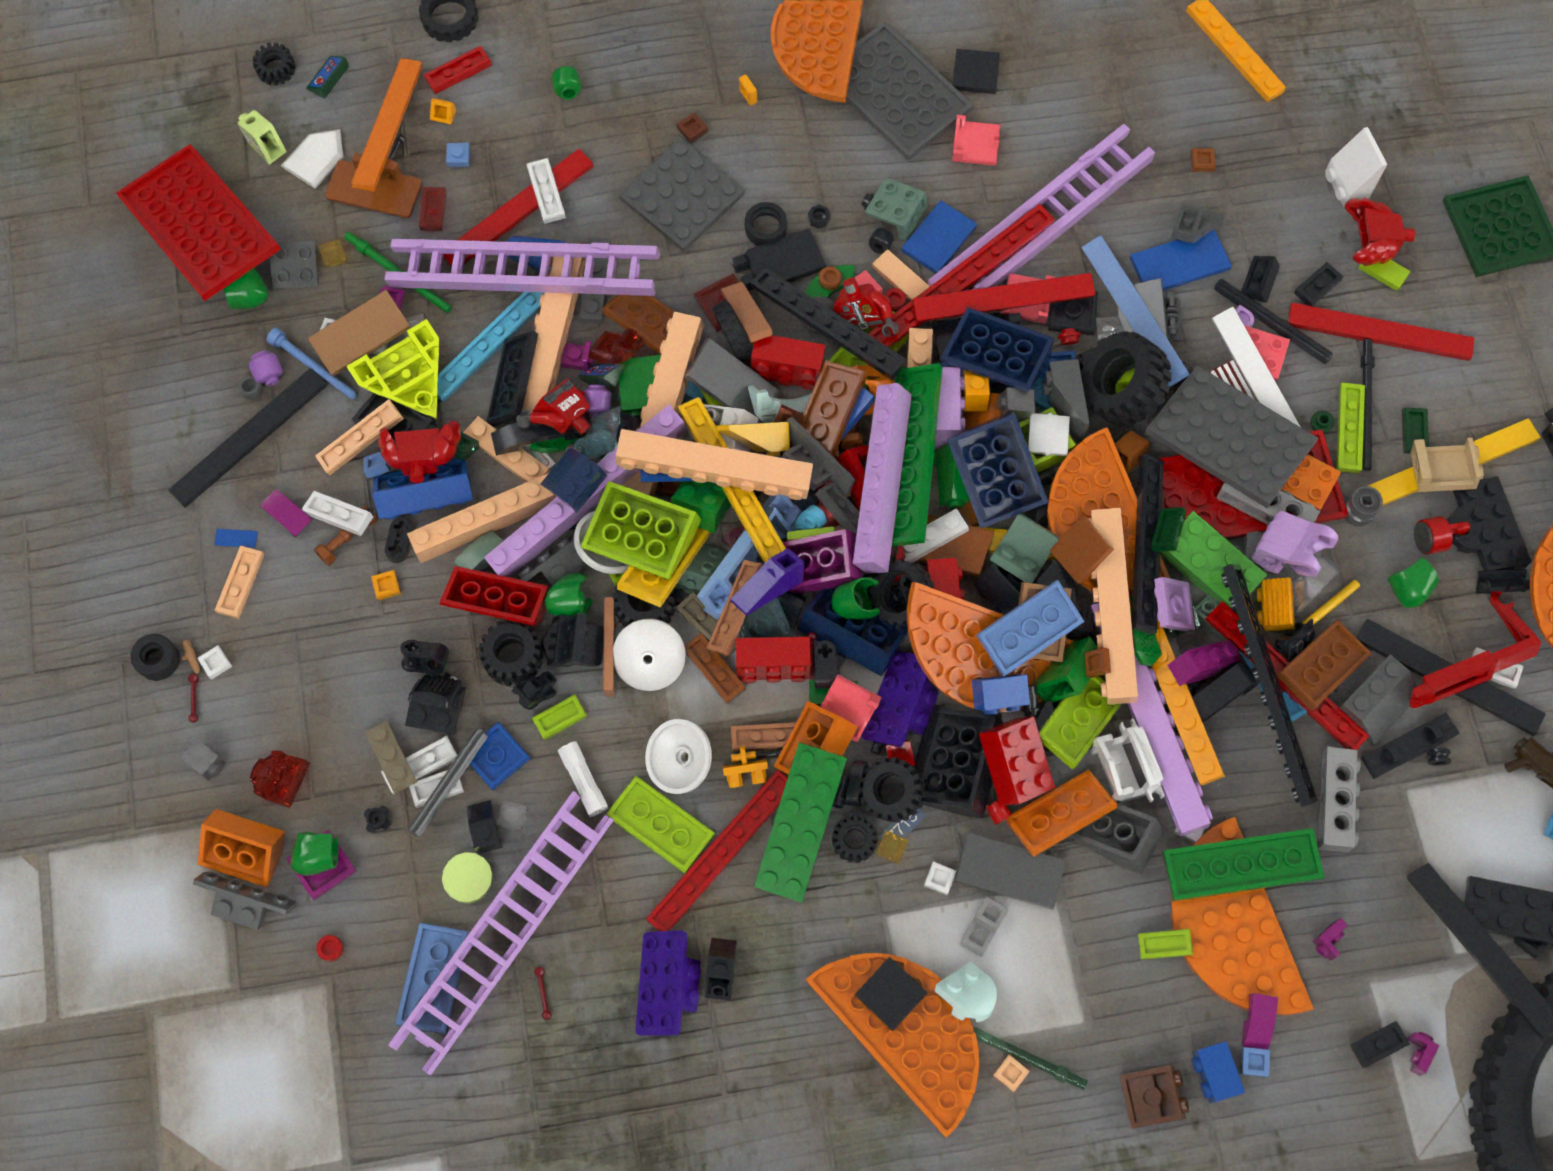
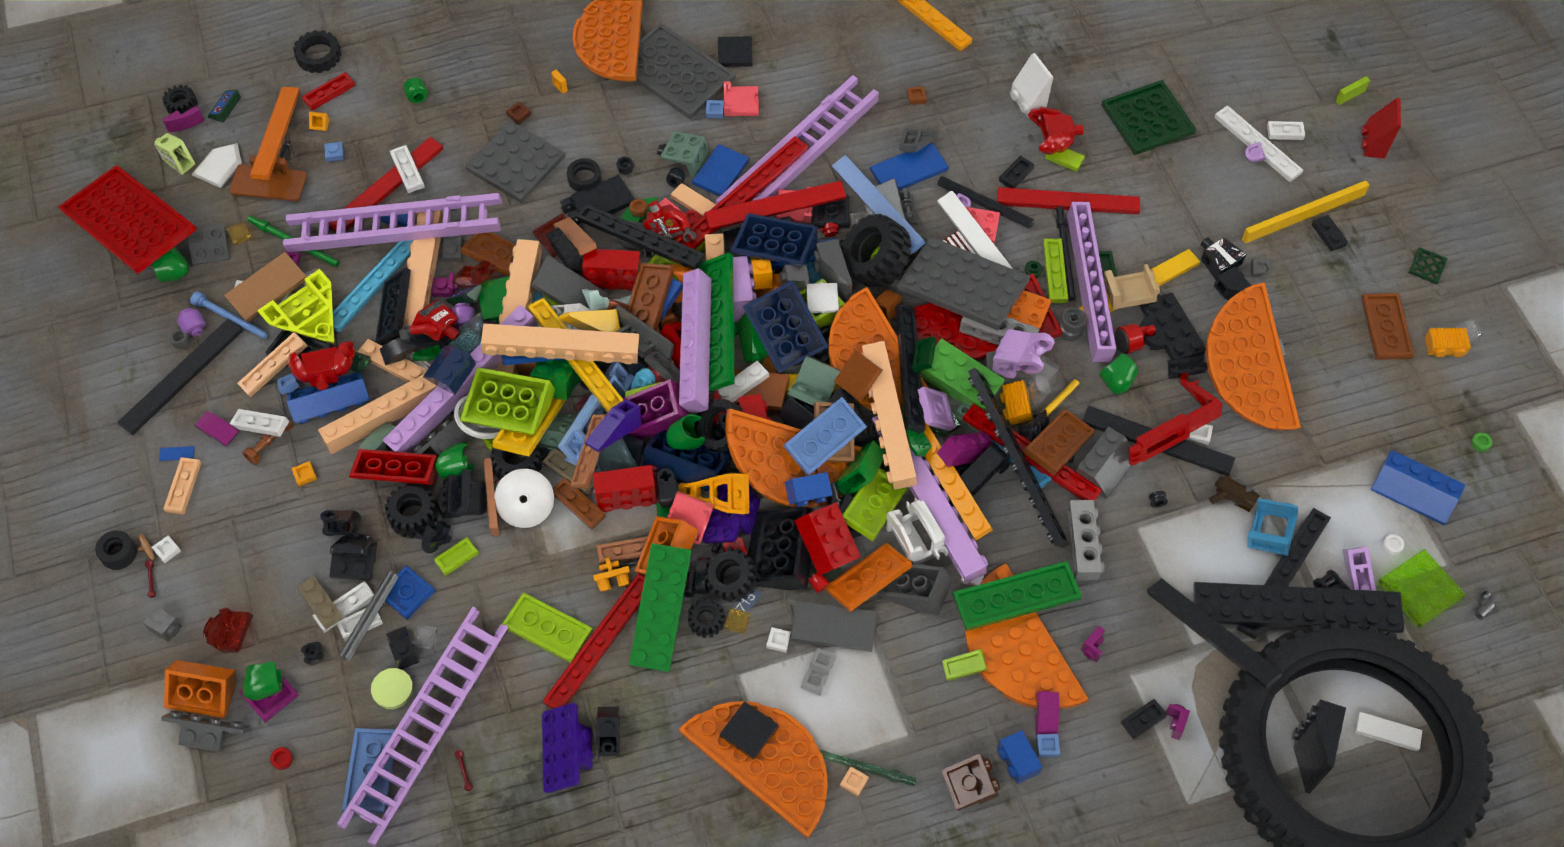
camera: 10 degrees left, 10 degrees down
(268, 93) = (179, 122): none -> magenta slope
(393, 538) = (307, 438): black beam -> none
(432, 209) = (317, 192): clear red plate -> none
(582, 778) = (486, 609): white axle -> none
(667, 755) = (548, 567): white dish -> none
(912, 685) = (737, 492): none -> light orange plate
(941, 150) = (714, 108): none -> medium blue plate
(969, 993) = (812, 721): light aqua slope -> none
(1097, 662) = (881, 456): dark orange tile -> none
(1261, 278) = (972, 173): black slope -> none
(1395, 452) = (1091, 282): none -> lavender brick
(1409, 746) = (1134, 495): black hinge -> none

